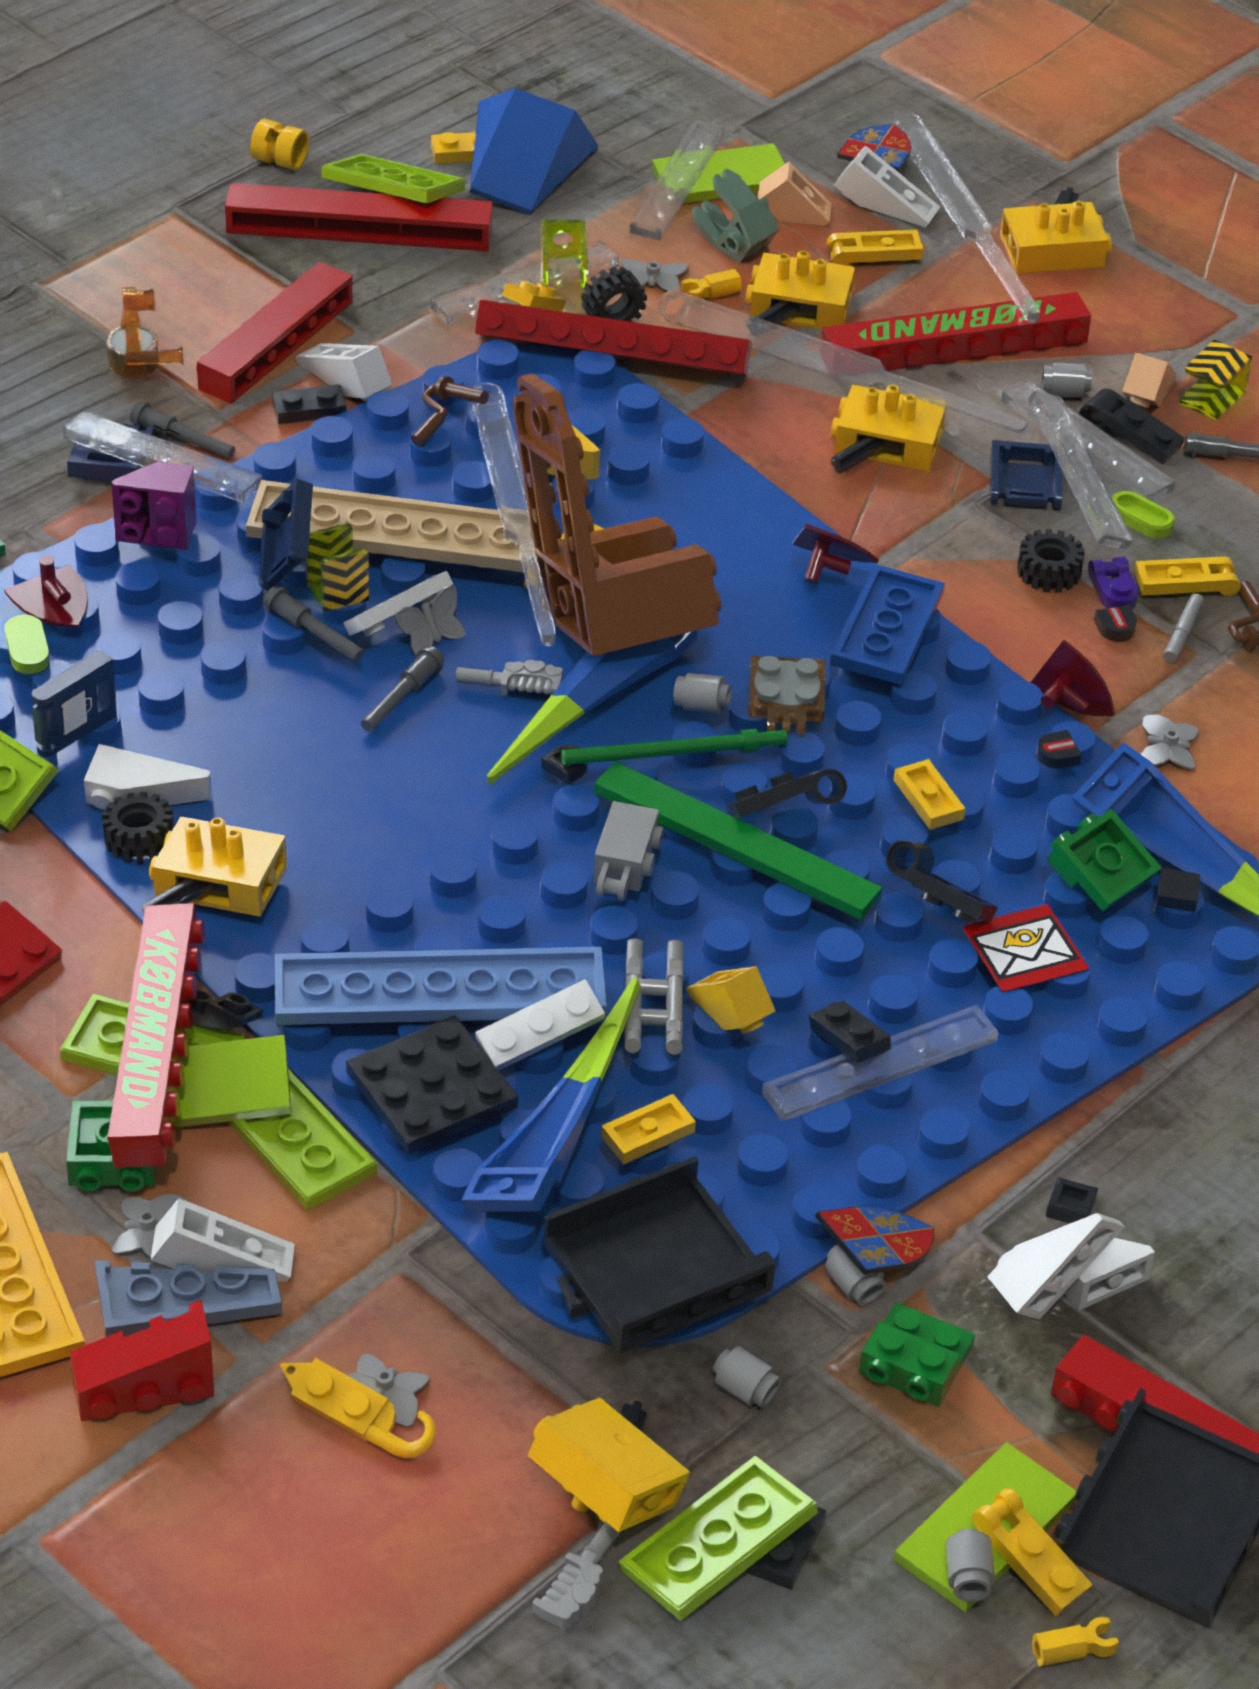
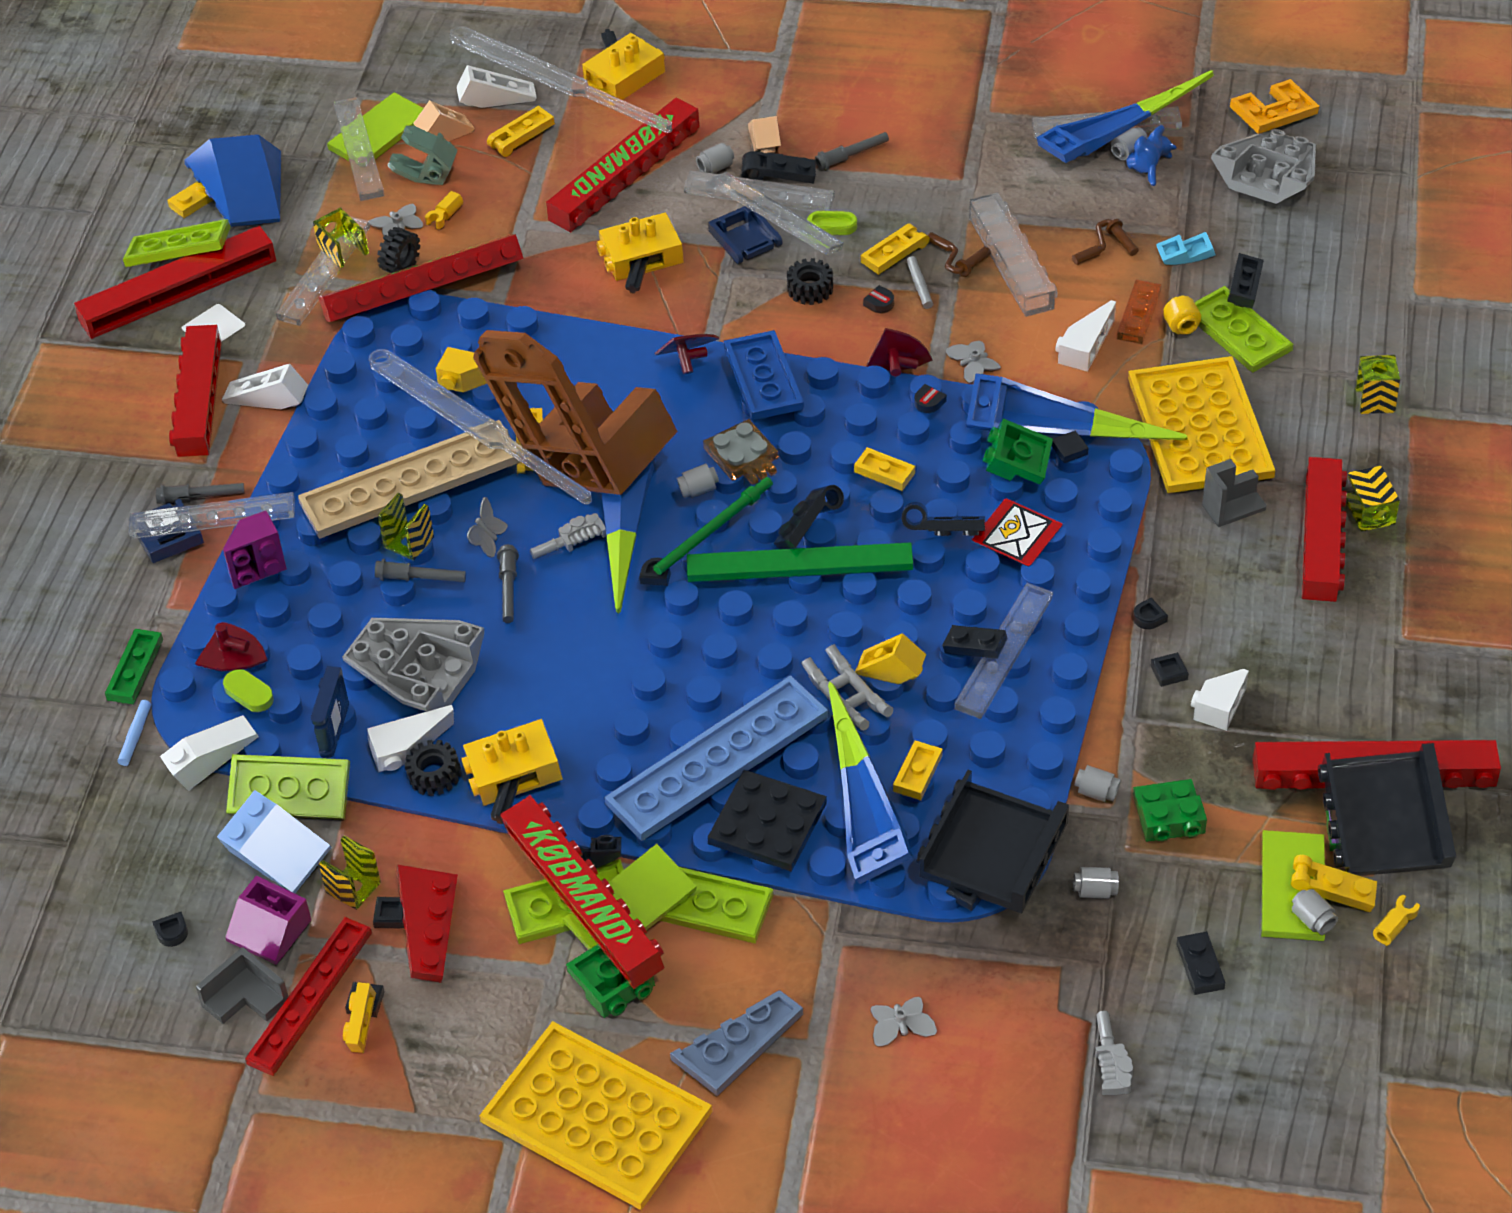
camera: 30 degrees left, 5 degrees up
(133, 347) = (114, 450): clear orange piece -> none
(143, 1218) = (675, 1013): light grey piece -> none
(145, 1369) = (767, 1097): red wedge -> none
(211, 1240) = (730, 997): white slope -> none
(226, 711) = (417, 659): none -> light grey wedge
(279, 144) = (84, 255): yellow wheel -> none
(284, 537) = (363, 528): dark blue container -> none
(308, 403) = (262, 427): black plate -> none
(354, 1407) = (898, 1042): yellow plate -> none
(370, 281) = (226, 321): none -> white sticker
(372, 619) = (456, 534): white plate -> none
(444, 390) = (352, 370): reddish brown piece -> none
(534, 295) = (345, 276): yellow plate -> none
(540, 1025) = (801, 744): white plate -> none
(609, 1462) = (1077, 981): yellow piece -> none
(626, 849) = (746, 606): light grey brick -> none
(718, 1537) = (1167, 985): lime tile -> none
(800, 291) = (504, 186): yellow piece -> none
(820, 356) = (558, 222): clear piece -> none
(878, 1237) = (1095, 754): shield -> none
(884, 140) = (464, 54): shield -> none
(1045, 1267) = (1200, 719): white slope -> none
(1106, 1129) = (1149, 615): none -> black tile
(1113, 591) = (863, 278): dark purple plate -> none
(1221, 382) = (802, 112): piece -> none

